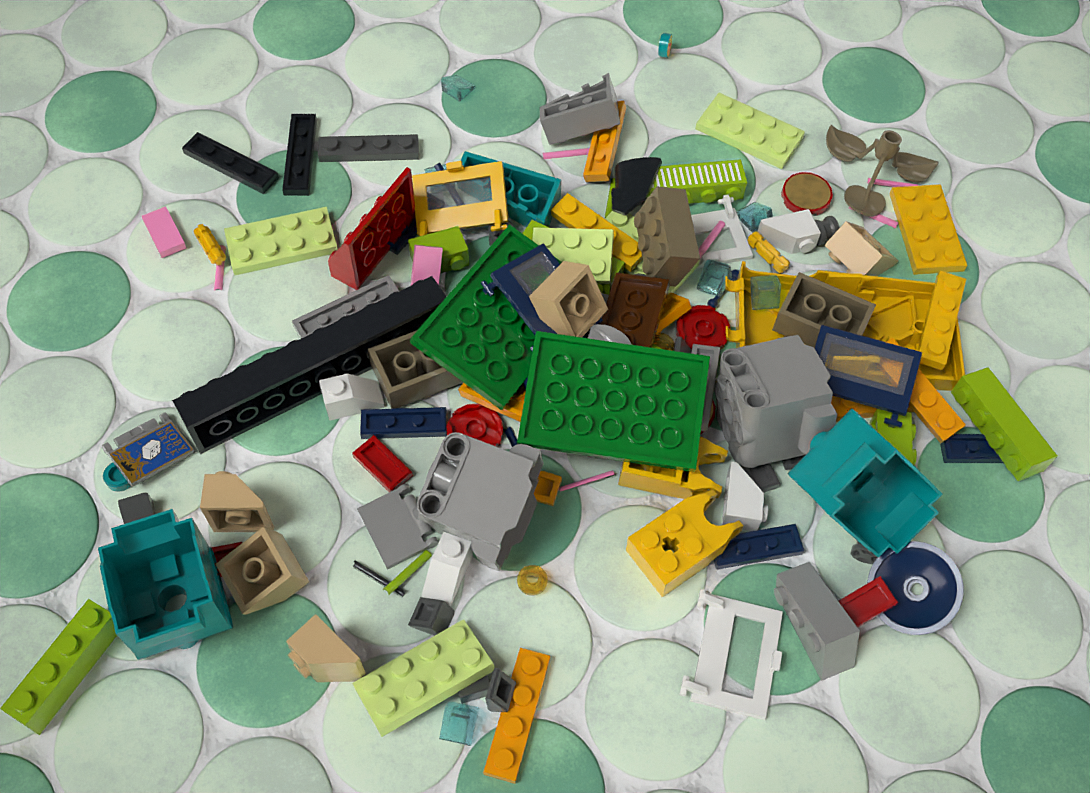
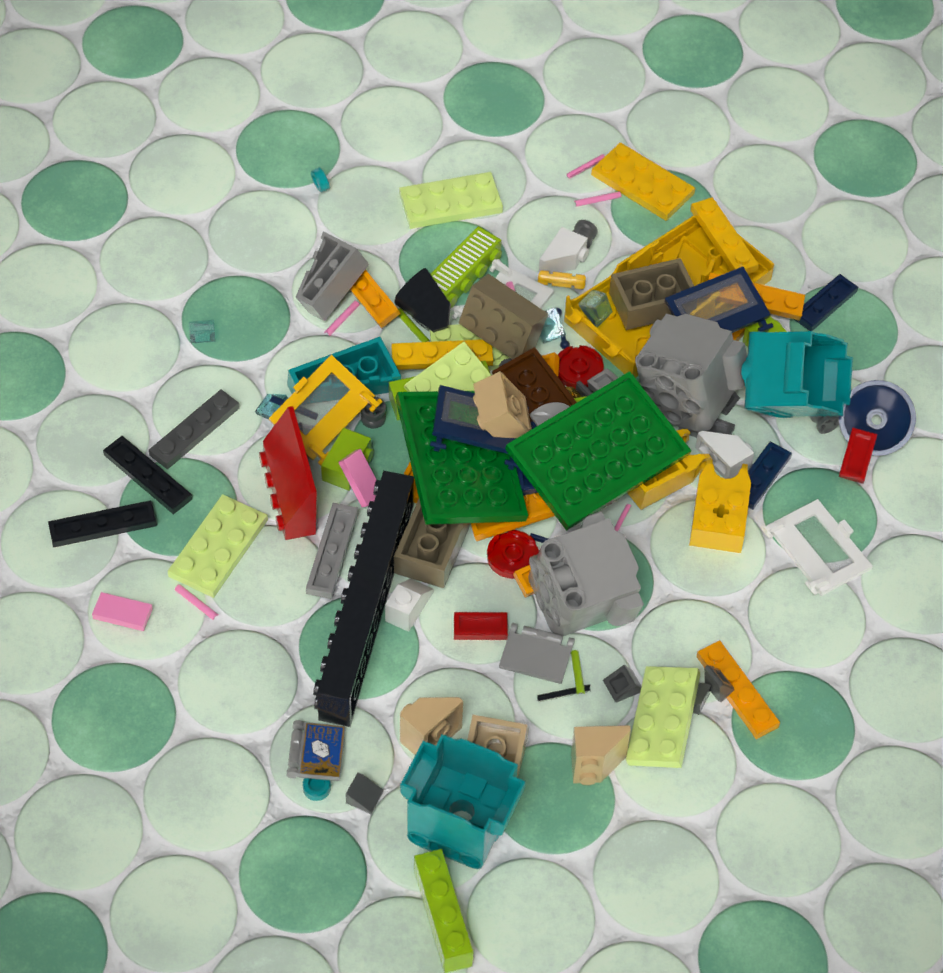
camera: 45 degrees left, 5 degrees down
(209, 244) = (172, 590): yellow axle -> none
(403, 423) = (461, 589): dark blue tile -> none
(447, 568) = (602, 645): white slope -> none
(459, 723) = (711, 724): clear light blue slope -> none
(532, 588) = (658, 615): clear yellow plate -> none
(753, 214) = (525, 260): clear light blue slope -> none
(806, 192) = (540, 217): pearl gold tile -> none
(818, 620) = (843, 483): light grey wedge -> none
(859, 251) = (621, 232): tan slope -> none
(909, 166) = (588, 143): dark tan plant -> none
(1003, 424) = (822, 276): lime brick -> none

